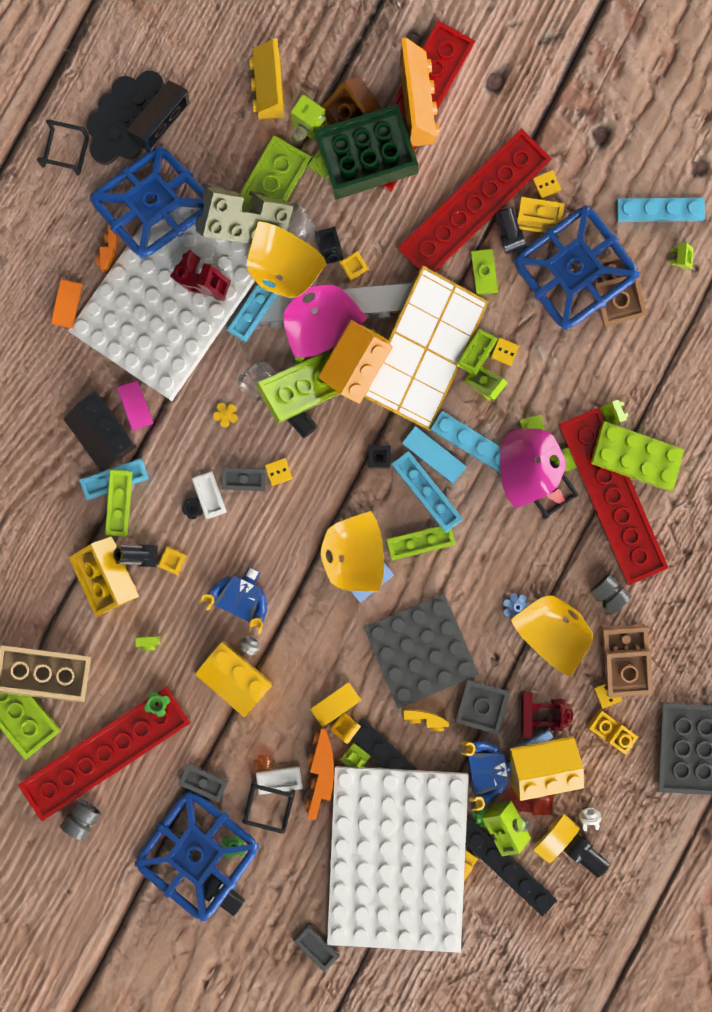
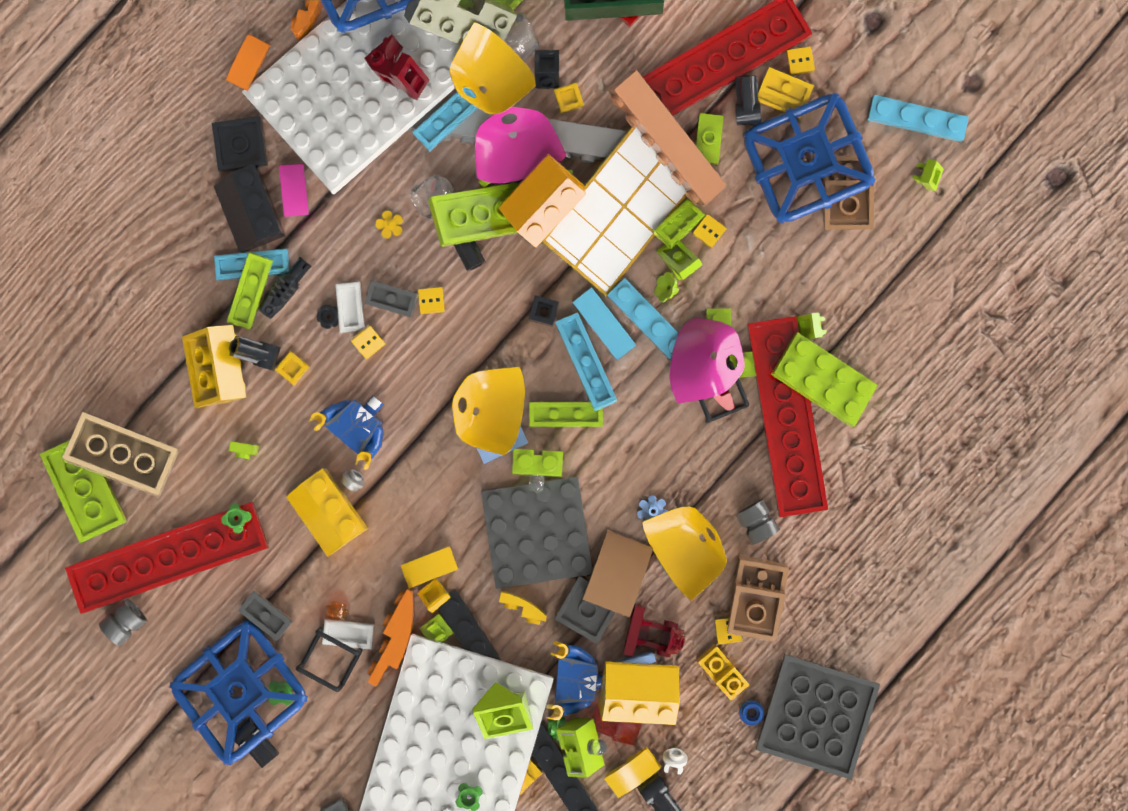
camera: 20 degrees right, 0 degrees up
(77, 376) = (239, 143): none -> black plate
(147, 494) = (283, 289): none -> black hinge
(232, 521) = (367, 341): none -> yellow tile
(416, 589) = (537, 466): none -> lime piece
(425, 900) = (463, 801): none -> bright green plate
(432, 815) = (502, 712): none -> lime slope
(449, 280) = (666, 138): none -> nougat brick
(479, 410) = (666, 287): none -> lime plant
(500, 669) = (618, 574): none -> medium nougat slope
(652, 760) = (757, 718): none -> blue plate

